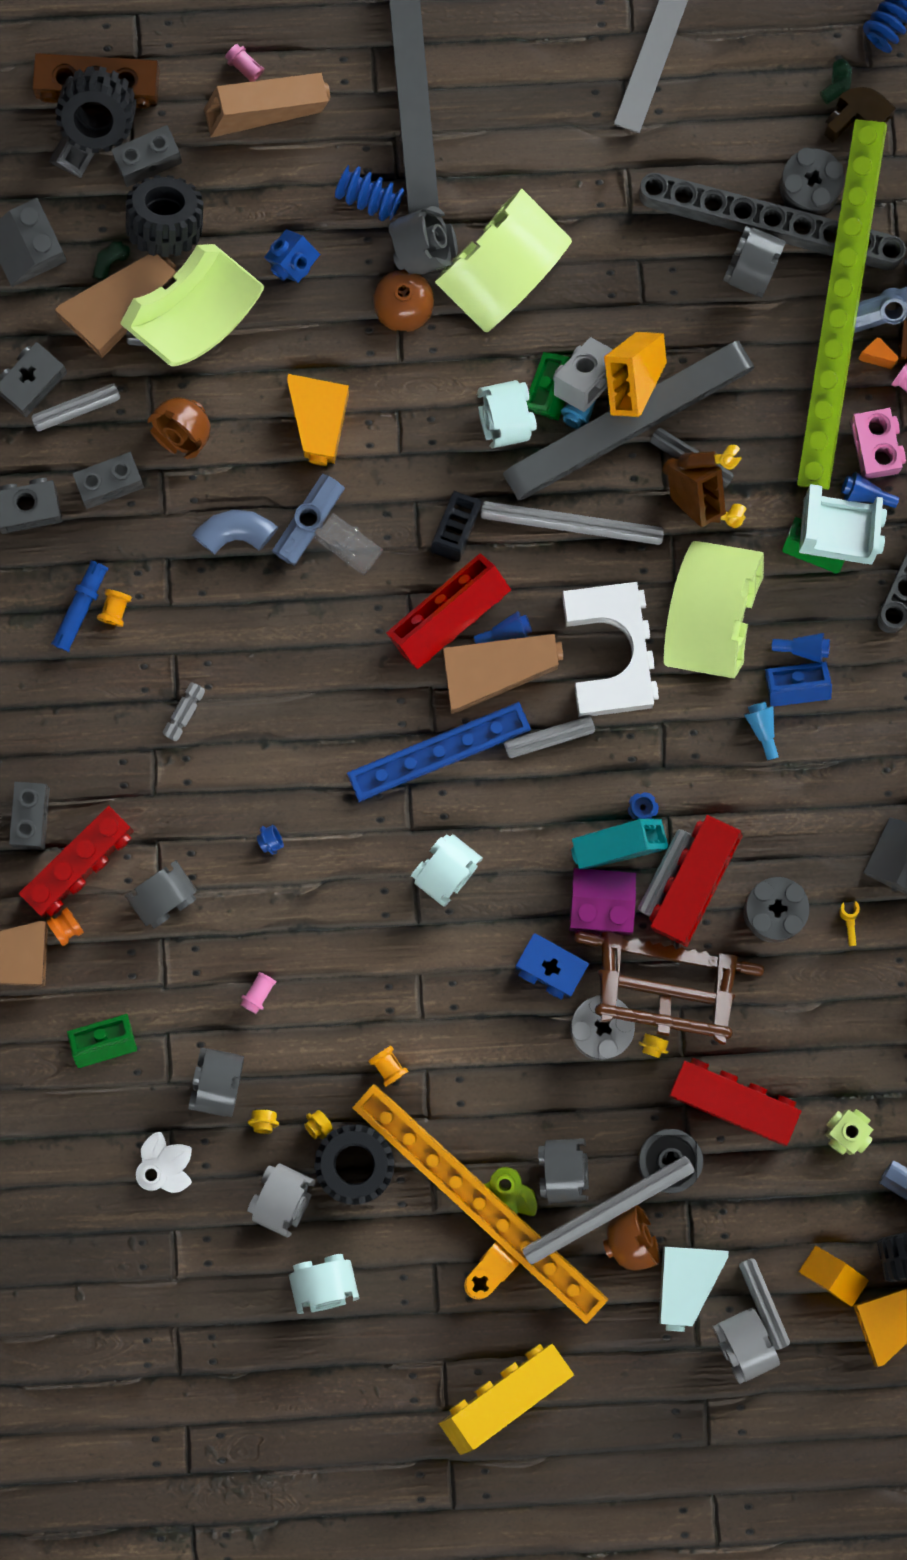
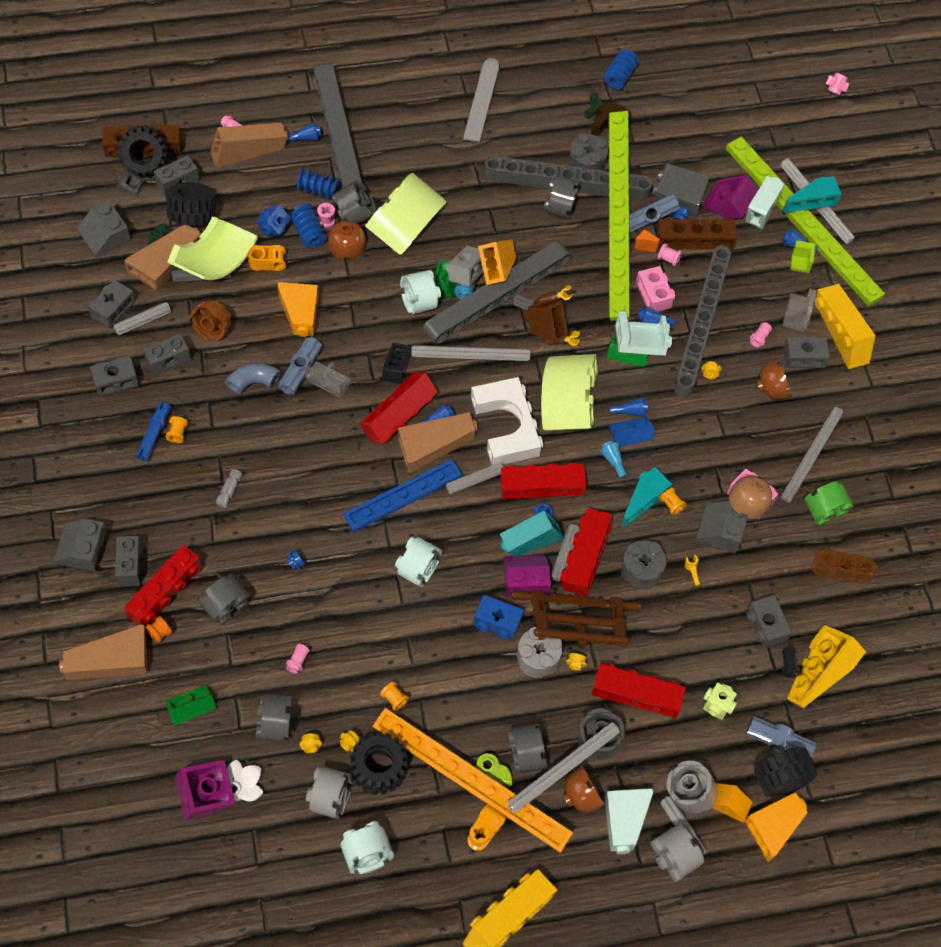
camera: 10 degrees left, 20 degrees down
(112, 1172) = (204, 789): none -> magenta slope
(278, 322) = (266, 258): none -> light orange piece
(343, 272) = (308, 226): none -> blue piece
(365, 89) = (309, 132): none -> blue cone
(376, 242) = (326, 215): none -> bright pink bush
(648, 757) = (542, 481): none -> red brick
(781, 1238) = (681, 789): none -> light grey brick
(804, 791) = (647, 494): none -> teal slope
(839, 810) = (673, 501): none -> light orange bush

